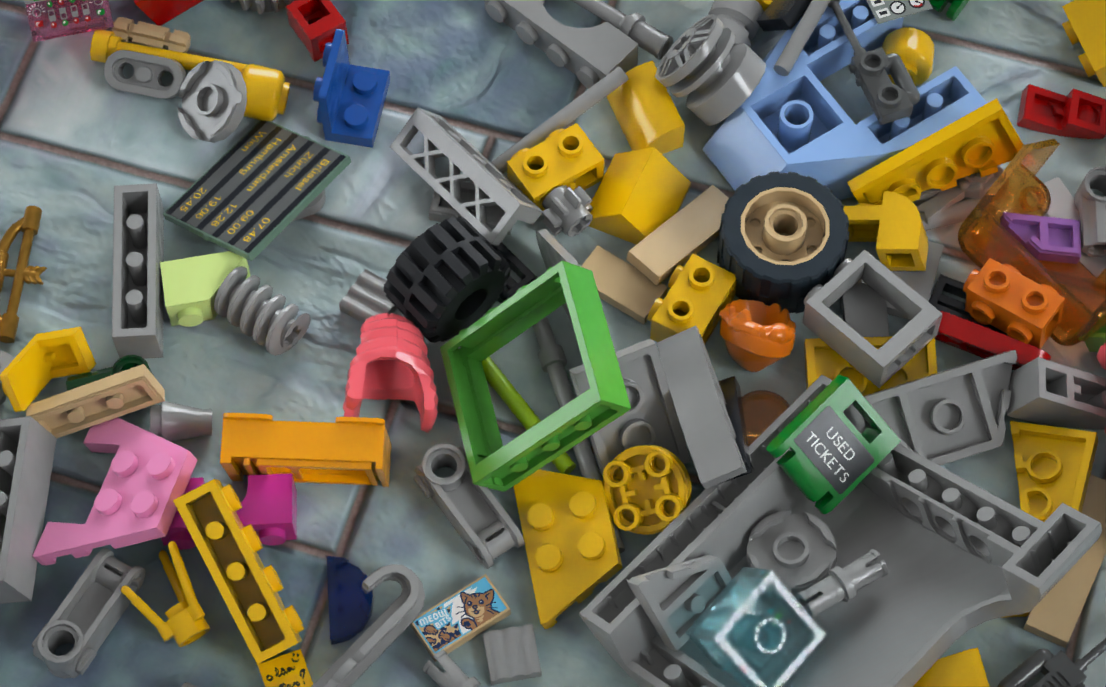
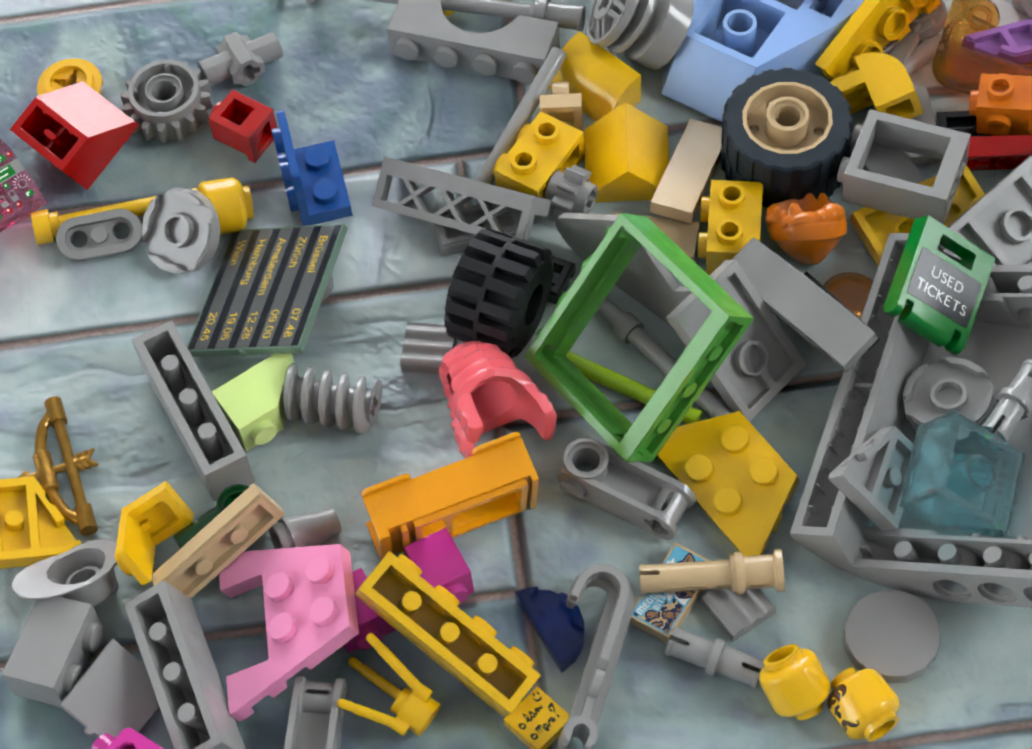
camera: 20 degrees left, 5 degrees down
(151, 35) = (85, 198): tan axle -> none
(517, 626) = (736, 573): none -> tan pin
(602, 126) = (563, 105): none -> tan tile
(646, 489) = (786, 400): yellow tile -> none

